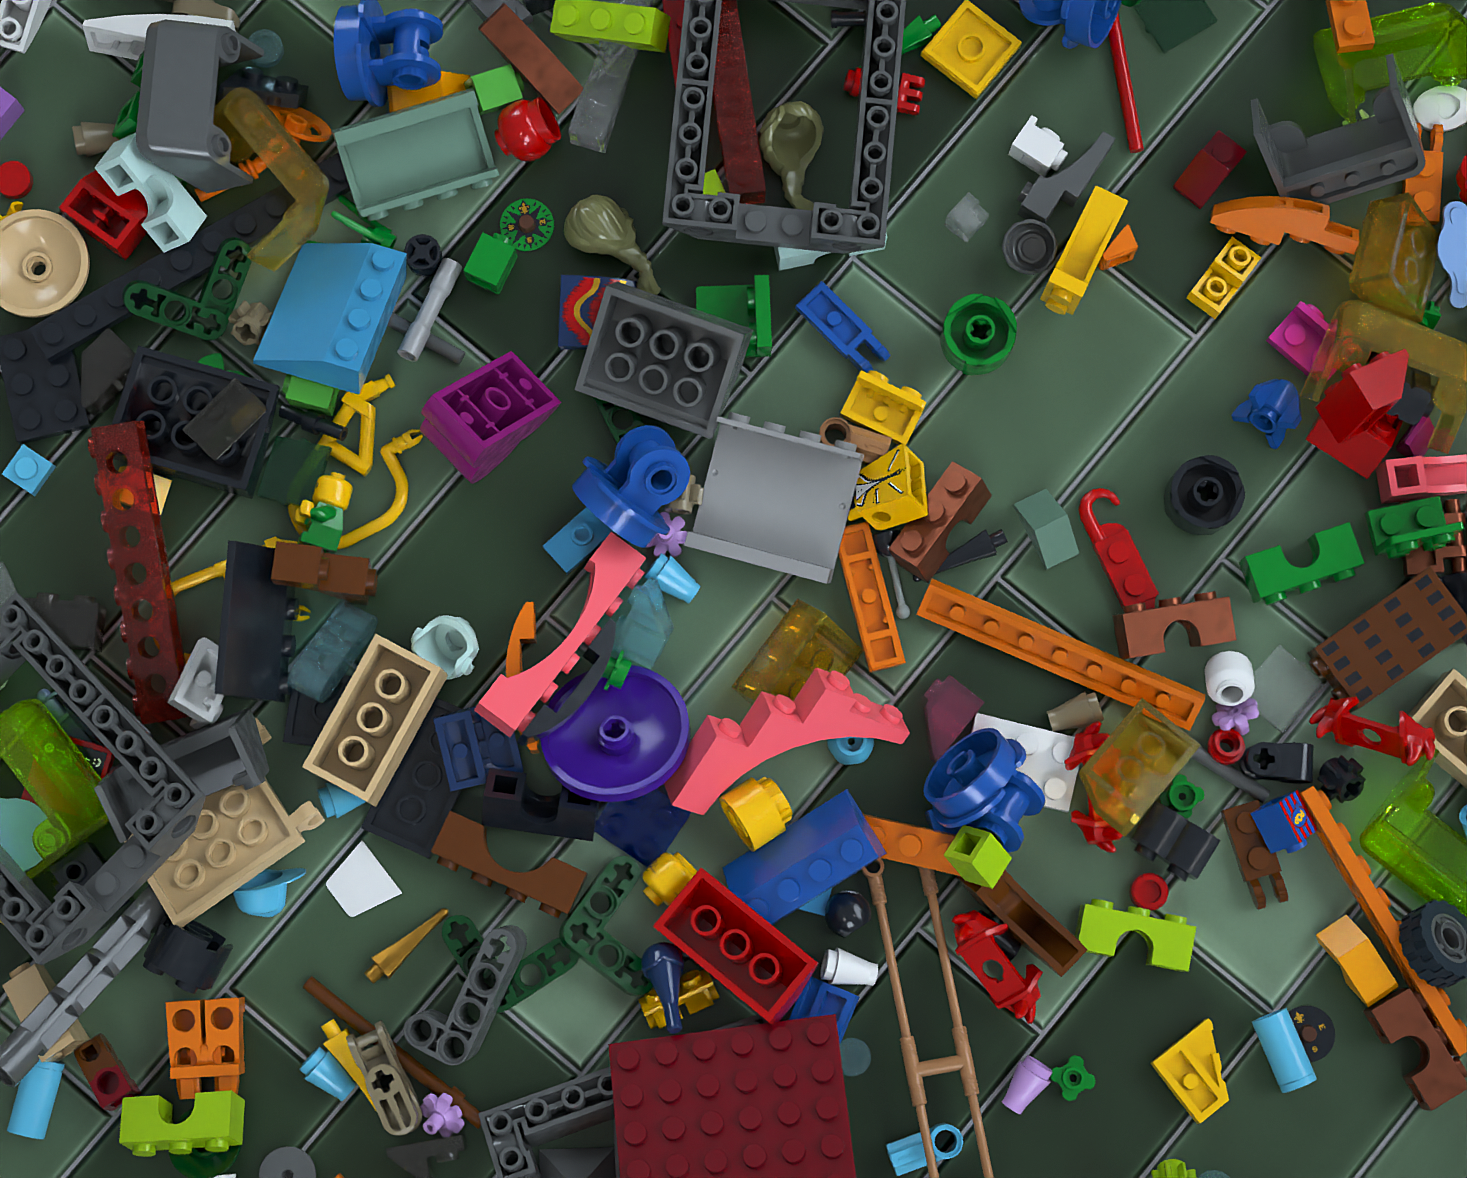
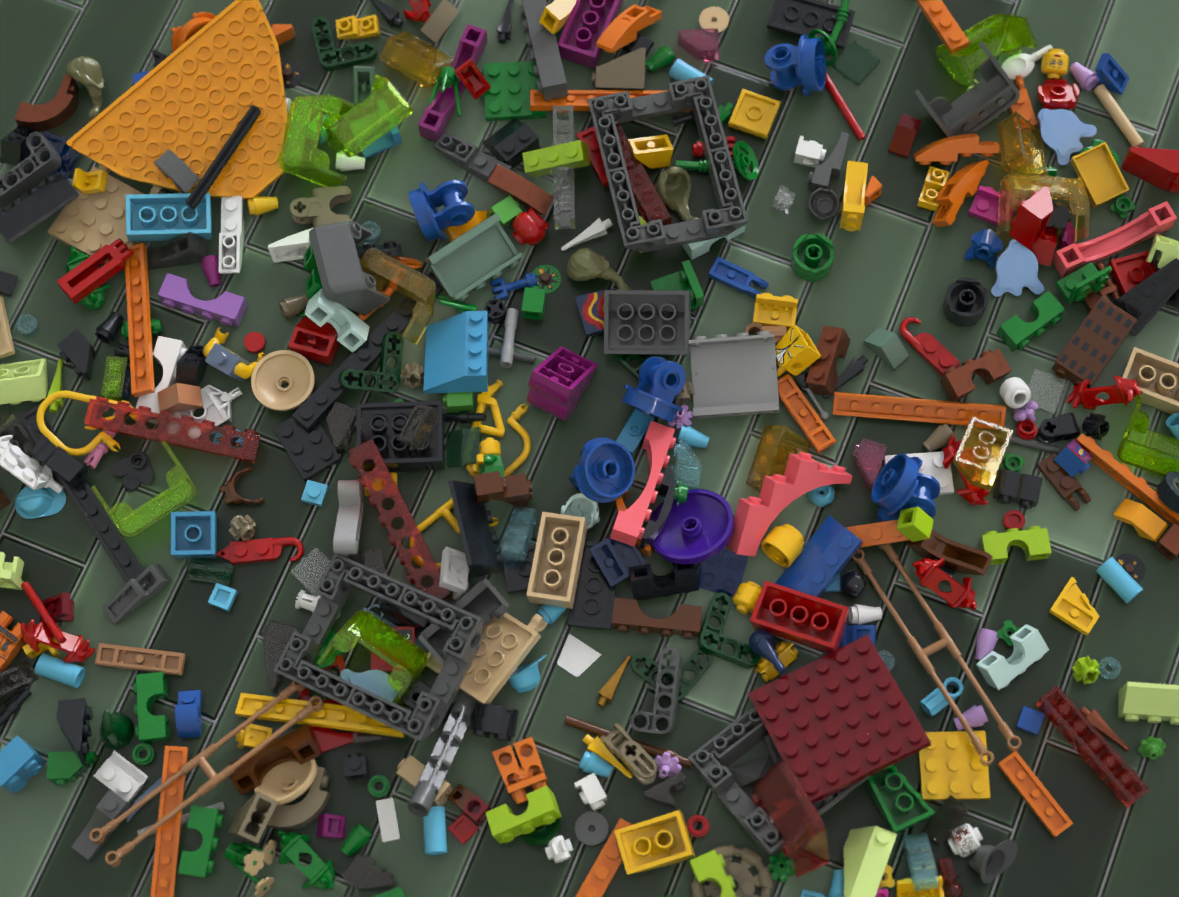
camera: 10 degrees left, 10 degrees down
(60, 540) = (349, 517): none -> light grey beam
(82, 1108) = (463, 828): none -> red tile
(306, 1118) = (591, 792): none -> white brick
(475, 595) = (591, 475): none -> blue piece
(498, 221) = (504, 288): none -> blue hinge
(634, 168) = (595, 230): none -> white piece
(774, 61) = (652, 151): none -> yellow slope
(911, 128) = (740, 163): none -> green dish
(1090, 1118) = (1027, 649): none -> light aqua arch
(1267, 289) = (960, 185): none -> orange slope
(1308, 468) = (1016, 269): none -> light blue tile

